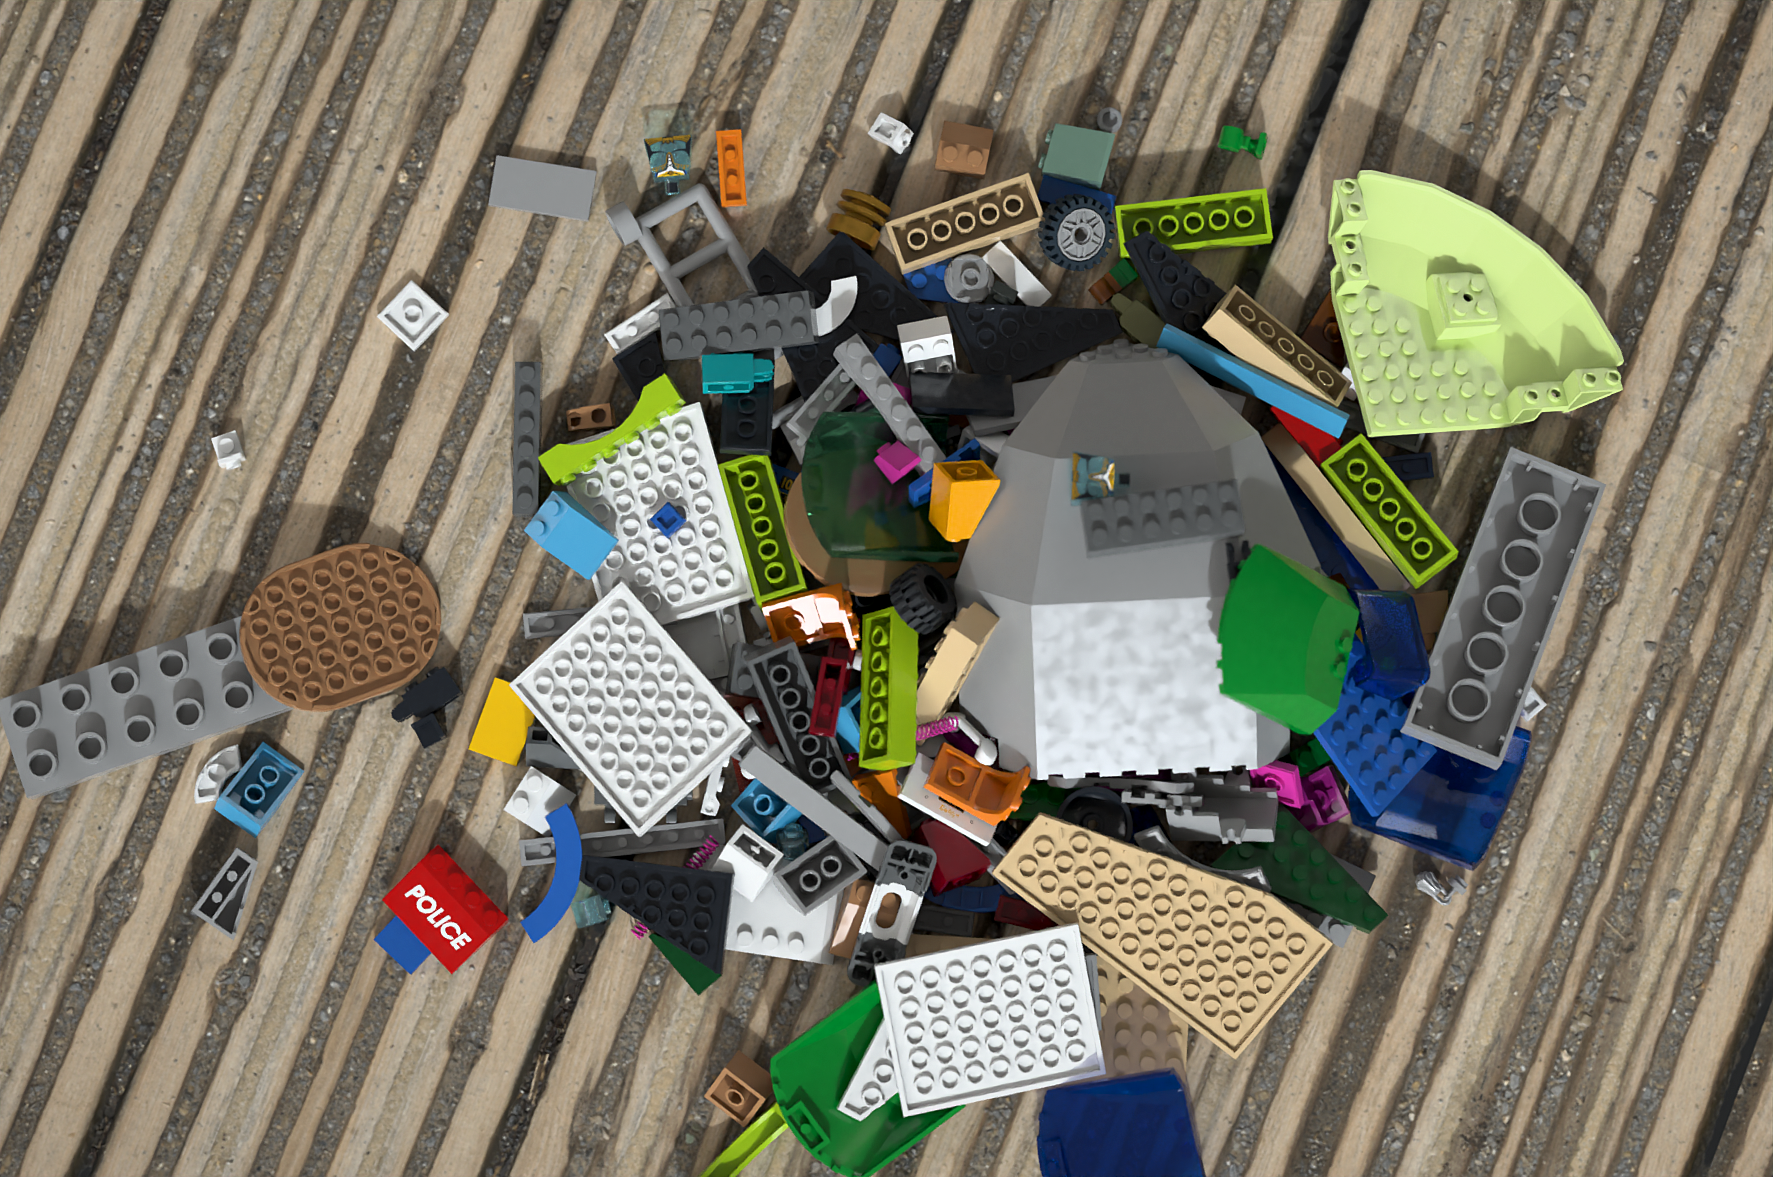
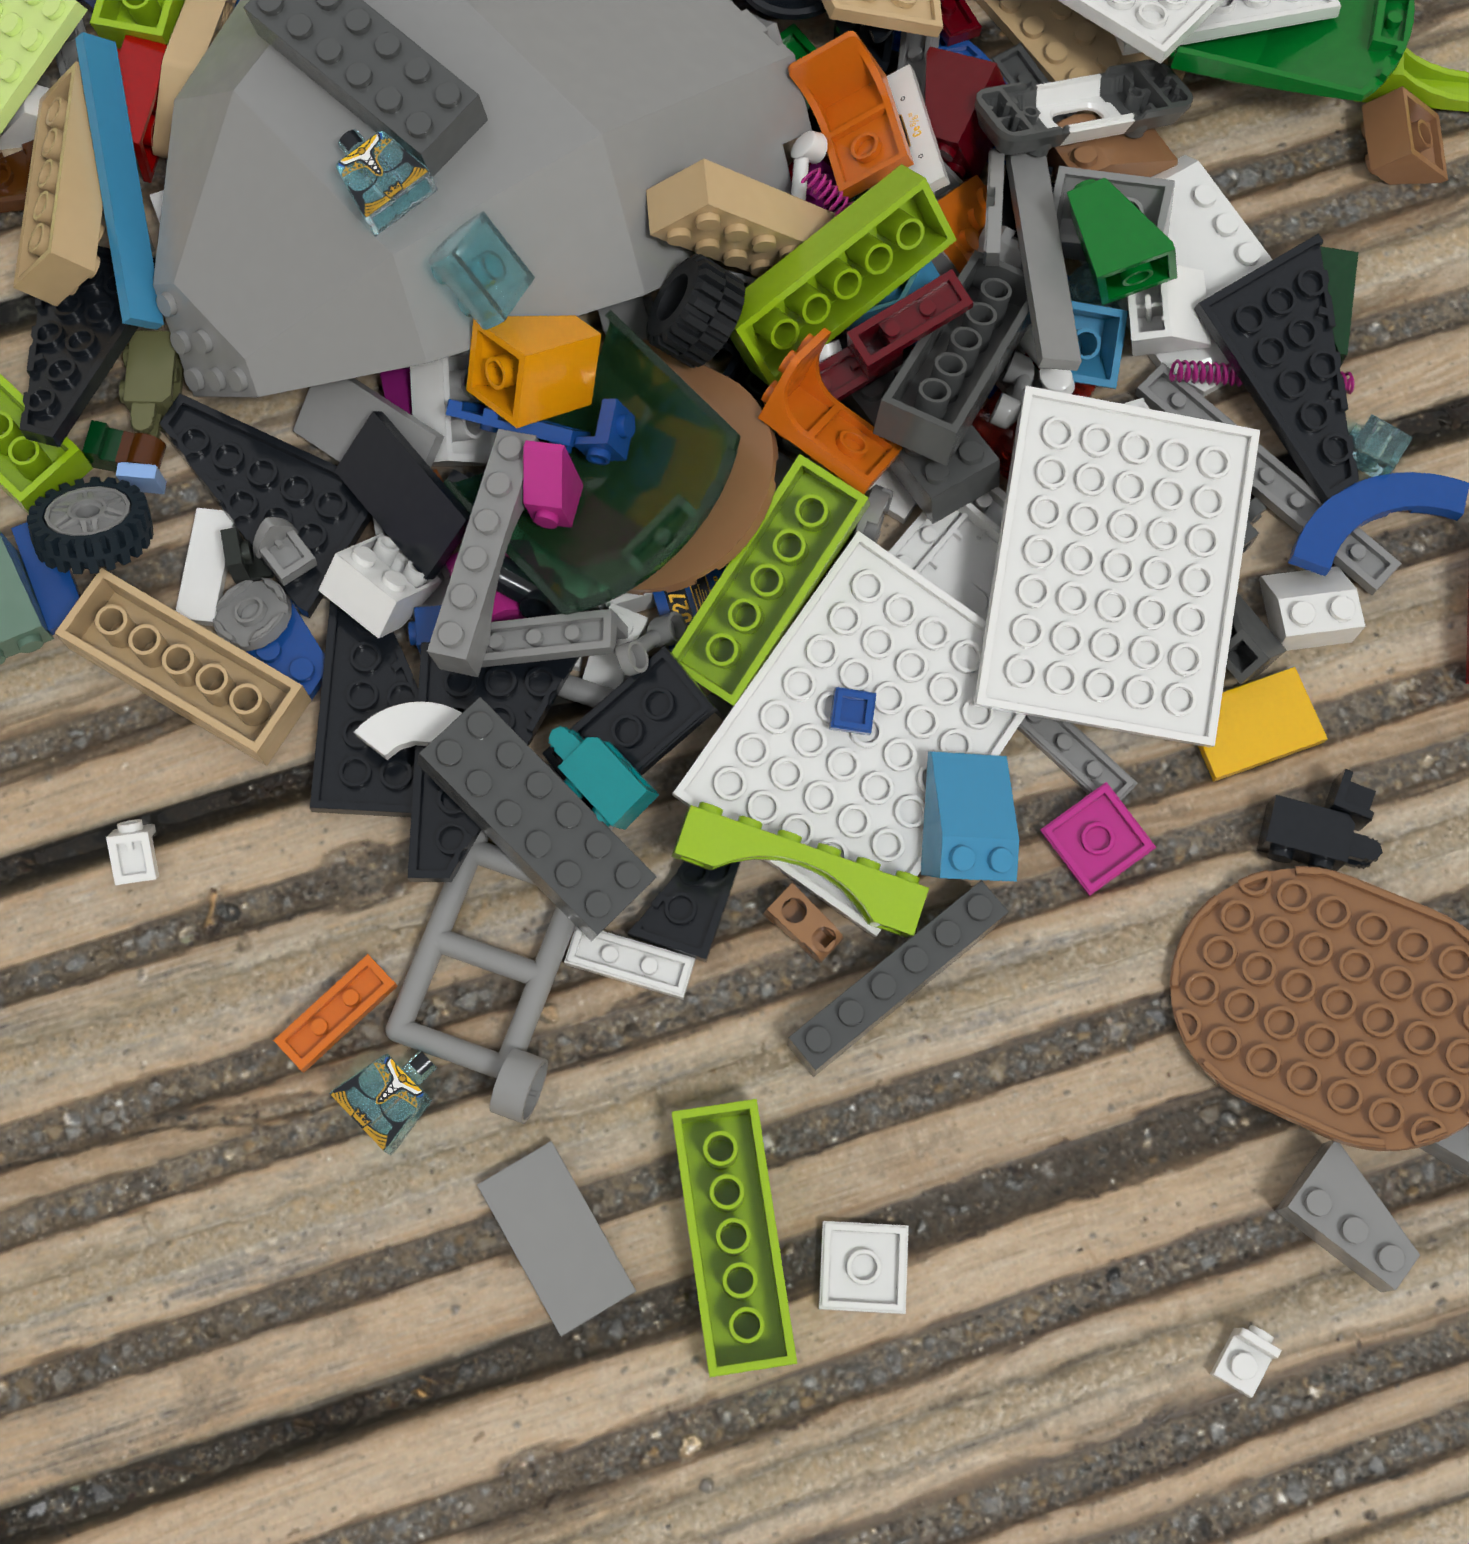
camera: 130 degrees left, 10 degrees down
(246, 548) = (1348, 1219): none -> light grey wedge
(473, 264) = (733, 1238): none -> lime brick
(514, 593) = (1097, 839): none -> dark pink tile
(788, 466) = (660, 633): none -> light grey bar
(793, 848) = (1119, 241): none -> green slope
(860, 215) = (275, 794): pearl gold wheel -> none
(899, 513) = (612, 434): none -> blue bracket
(964, 149) = (87, 746): medium nougat slope -> none
(983, 316) = (282, 549): none -> light grey tile
(1010, 494) = (481, 271): none -> clear light blue brick
(1092, 277) = (144, 476): none -> light blue tile

